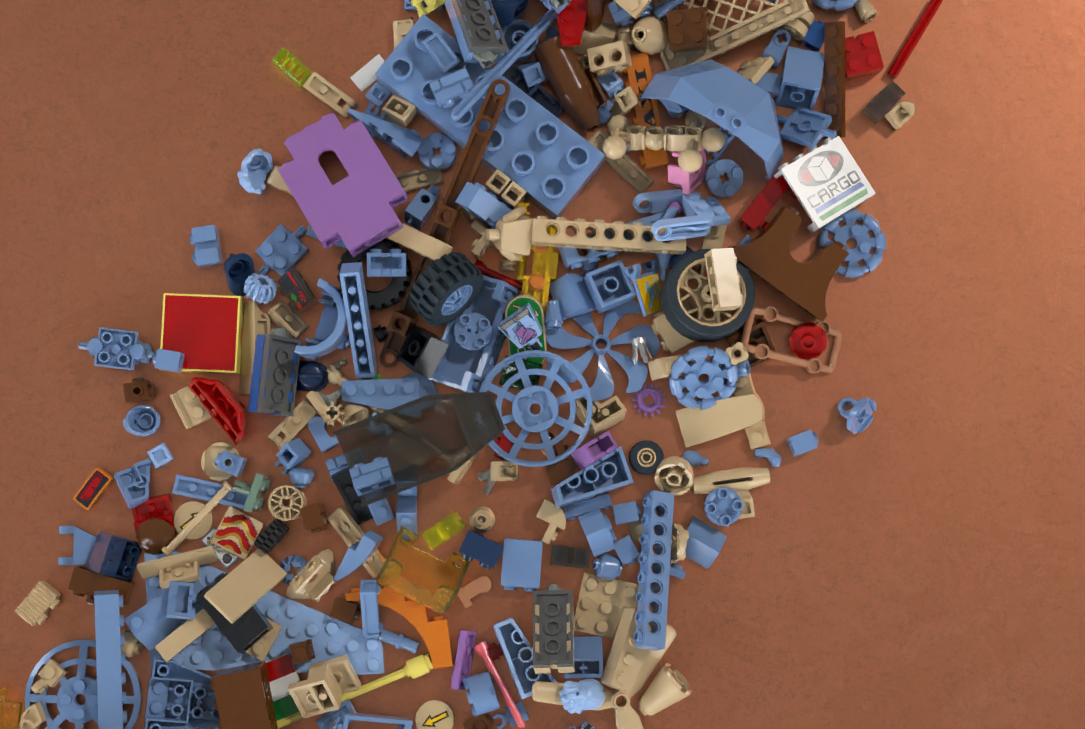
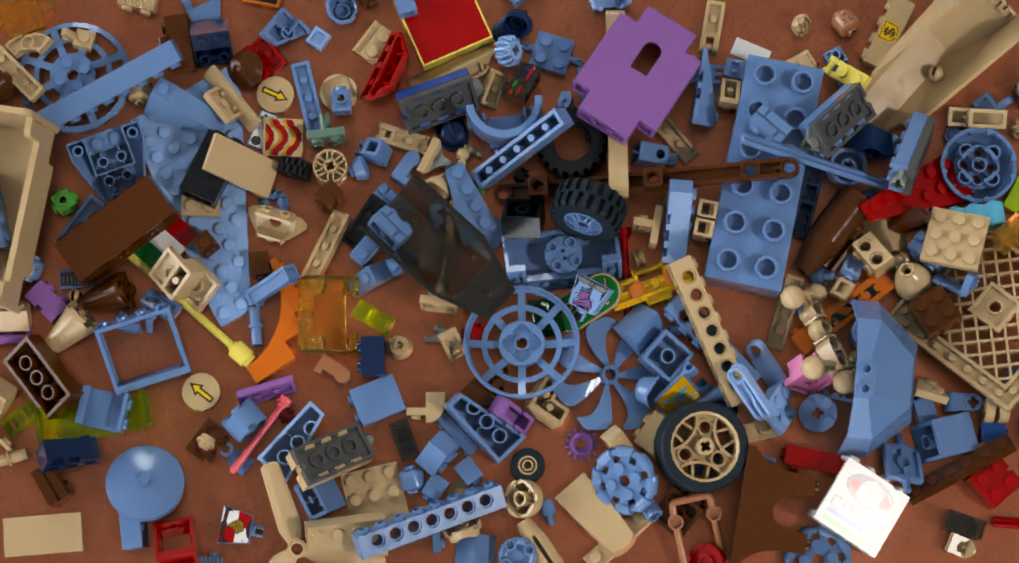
camera: 60 degrees right, 5 degrees down
(180, 600) = (200, 116): medium blue cylinder -> none
(184, 635) = (171, 136): tan slope -> none
(197, 519) = (278, 97): tan bar -> none
(329, 409) = (430, 162): tan gear -> none
(331, 259) = (565, 99): none -> light blue piece
(358, 554) = (315, 251): medium blue slope -> none
(368, 15) = (800, 24): none -> tan plate
(386, 264) = (583, 146): medium blue cylinder -> none
(441, 52) = (796, 101): medium blue tile -> none
(446, 148) = (716, 138): light blue plate -> none
(513, 233) = (668, 244): tan torso -> none
(531, 72) = (823, 193): medium blue panel -> none
(553, 316) = (611, 320): medium blue cone -> none
(582, 695) = (285, 509): light blue hair -> none
(631, 318) = (647, 390): none -> medium blue helmet
(640, 344) = (623, 410): flat silver piece -> none
(673, 209) = (765, 379): medium blue arm -> none
(723, 279) = (721, 451): tan brick -> none
(731, 352) = (661, 493): tan brick -> none

